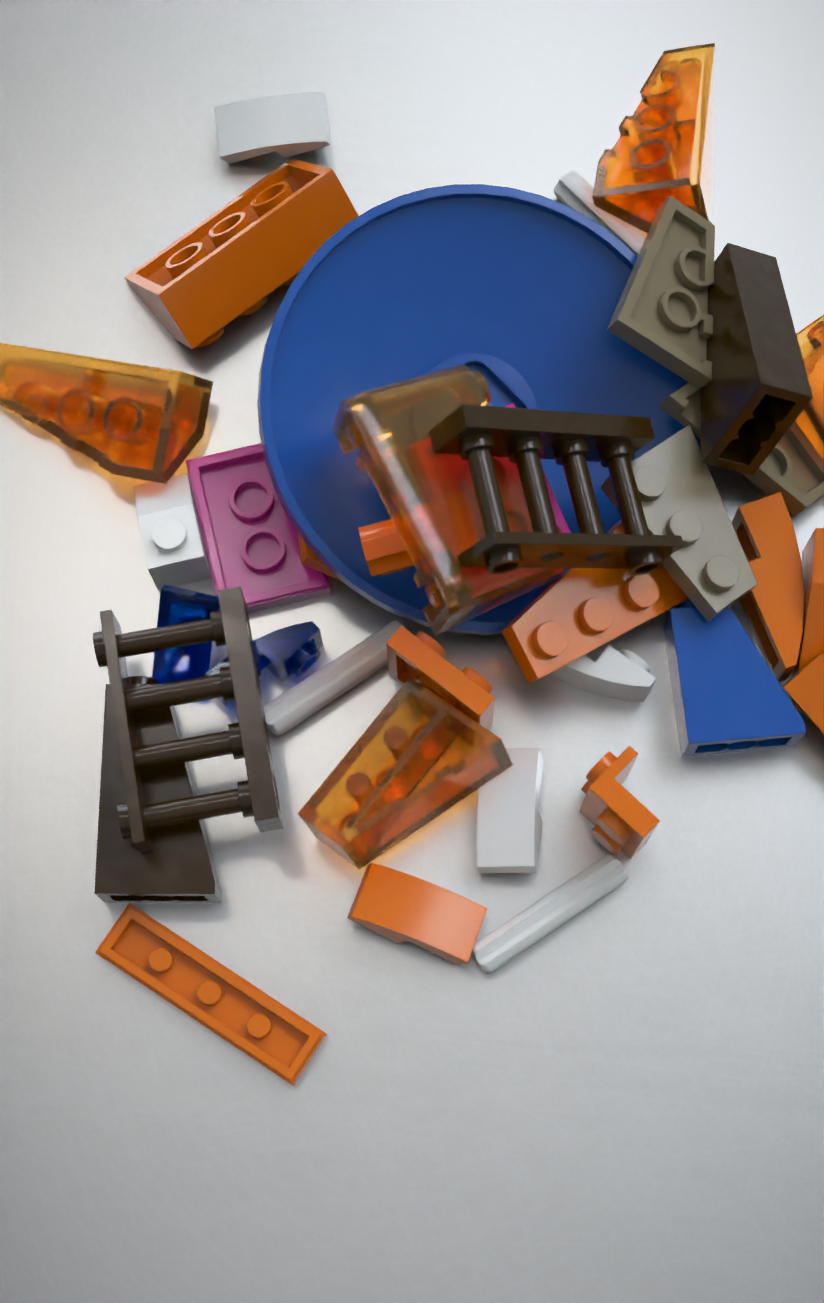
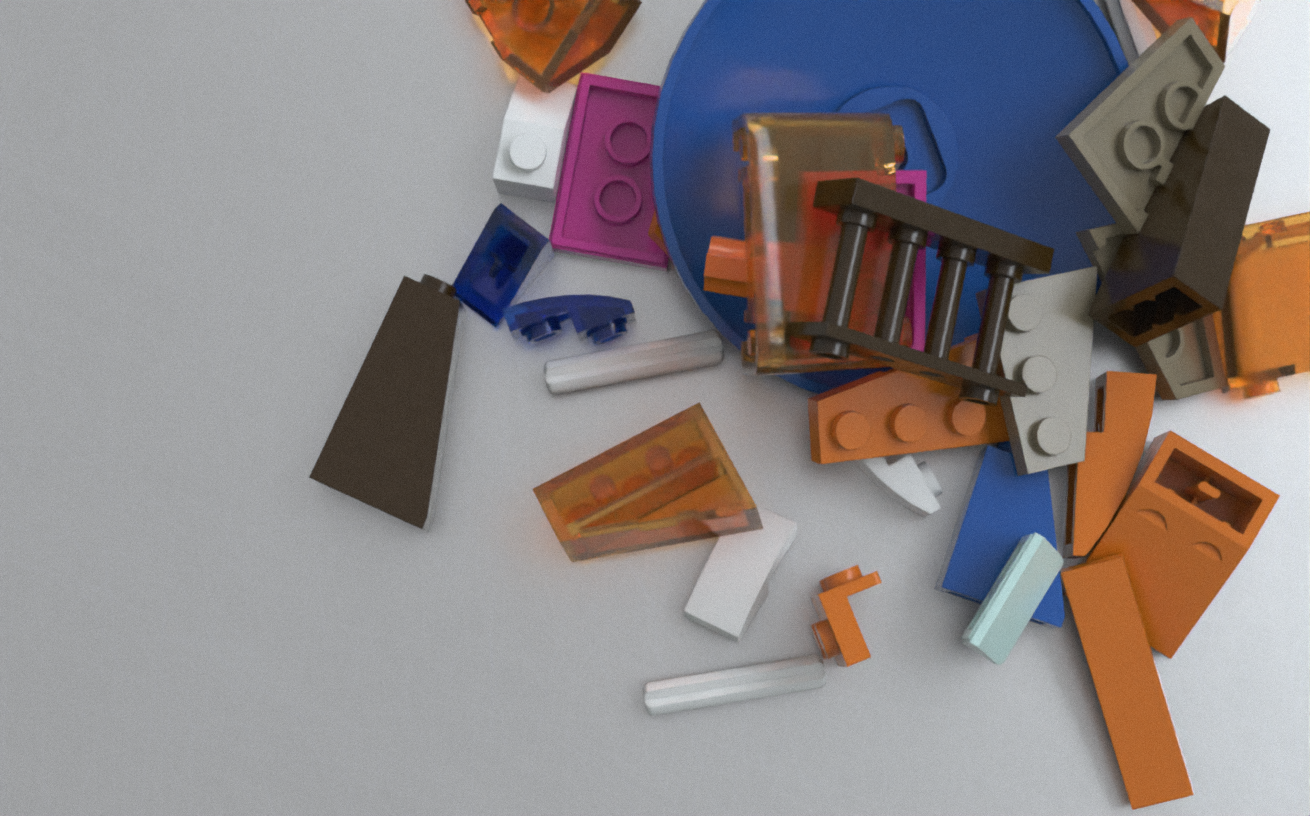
camera: 25 degrees right, 10 degrees up
(211, 994) = (381, 616): orange tile -> none
(244, 739) = (512, 395): dark brown fence -> none
(417, 911) = (607, 629): orange slope -> none
(424, 662) = (719, 396): orange plate -> none
(754, 723) = (1013, 598): none -> light aqua slope

